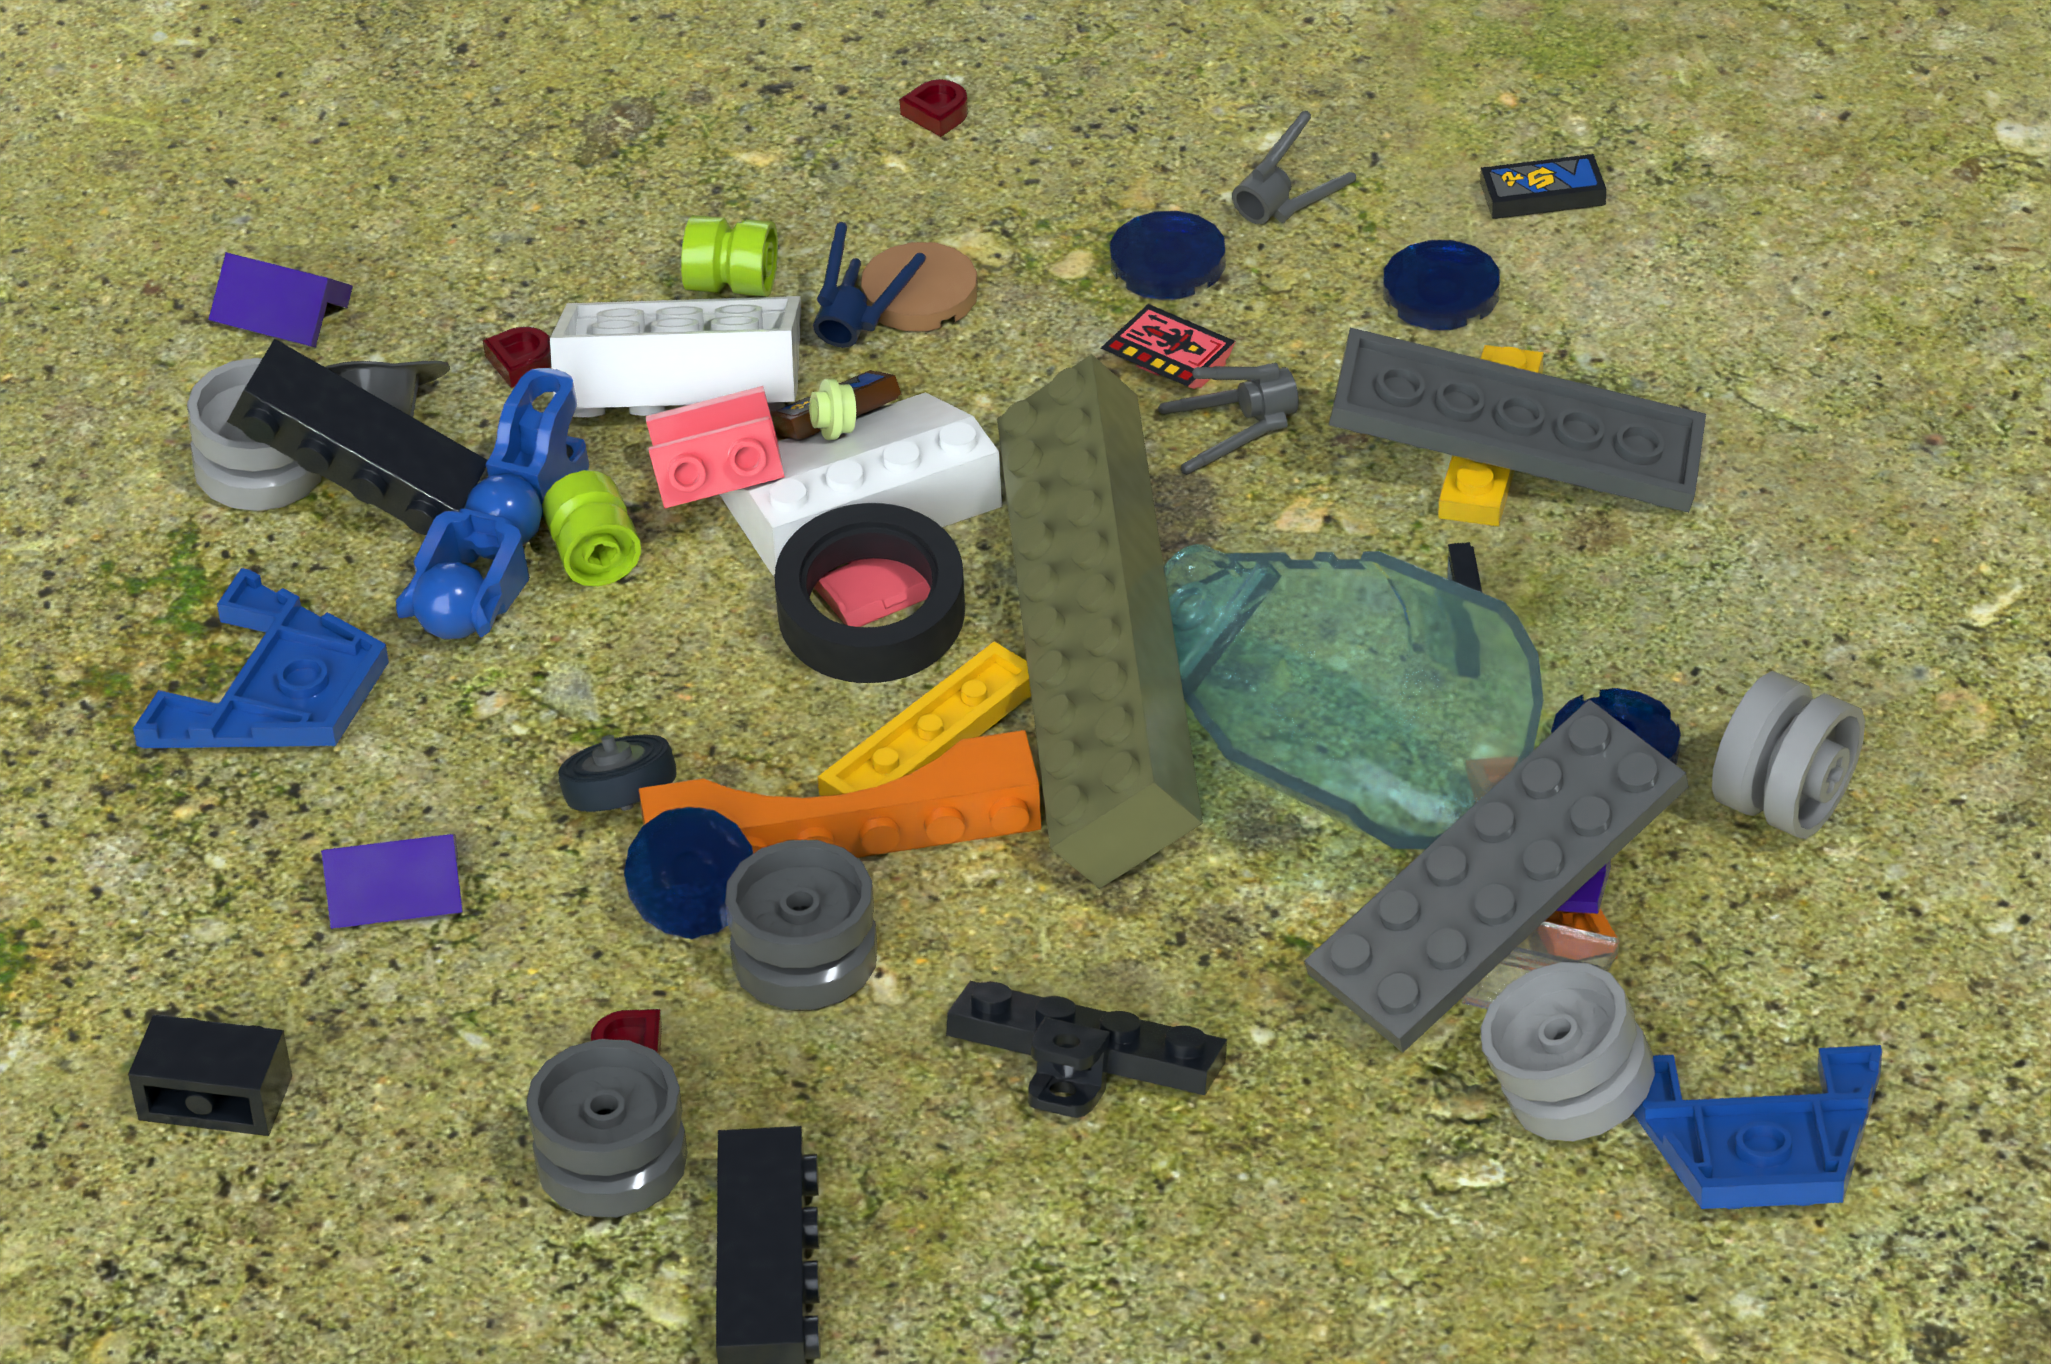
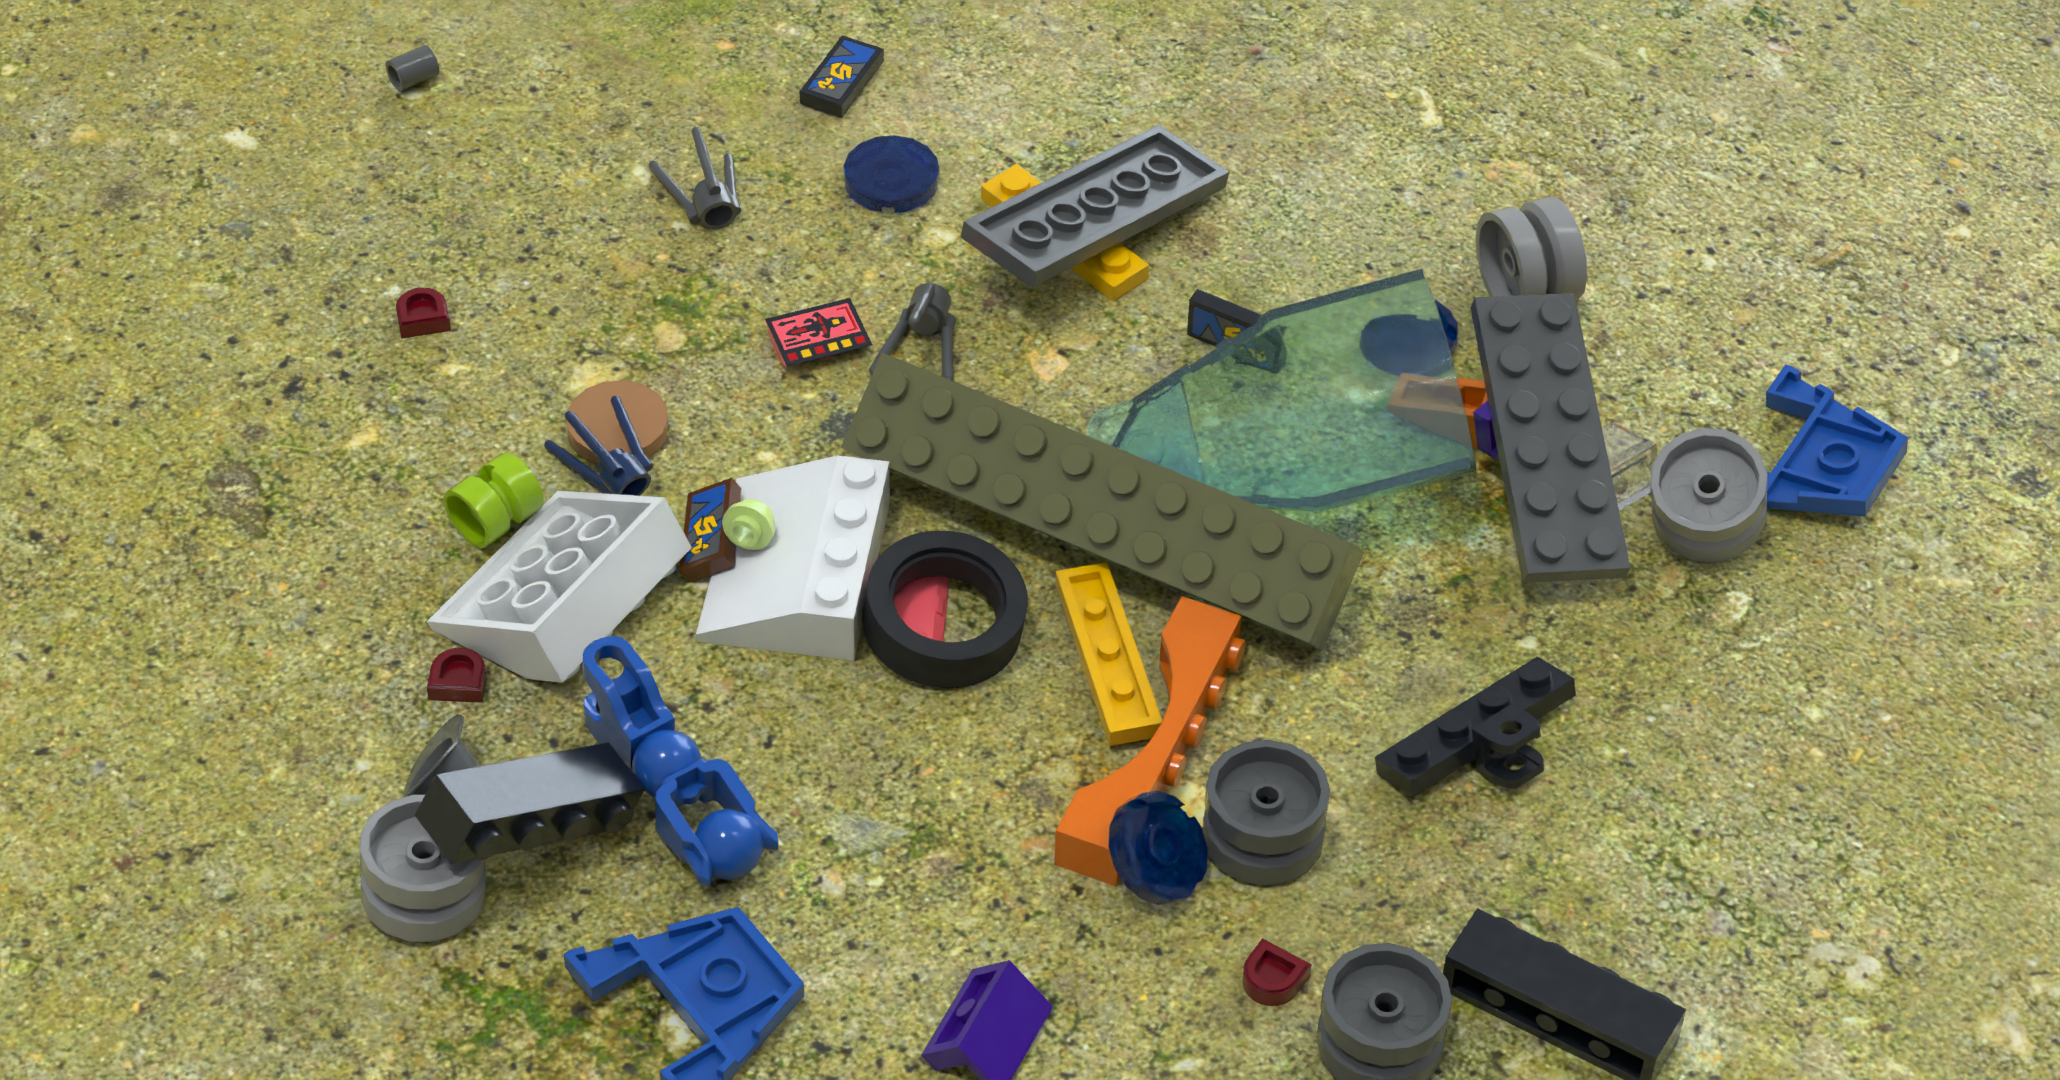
camera: 60 degrees left, 5 degrees up
(274, 299) = (244, 786): dark purple panel -> none
(591, 528) = (710, 712): lime wheel -> none
(614, 770) = (1006, 840): black wheel -> none
(714, 447) = (723, 617): coral panel -> none
(1167, 254) = (719, 283): clear blue tile -> none

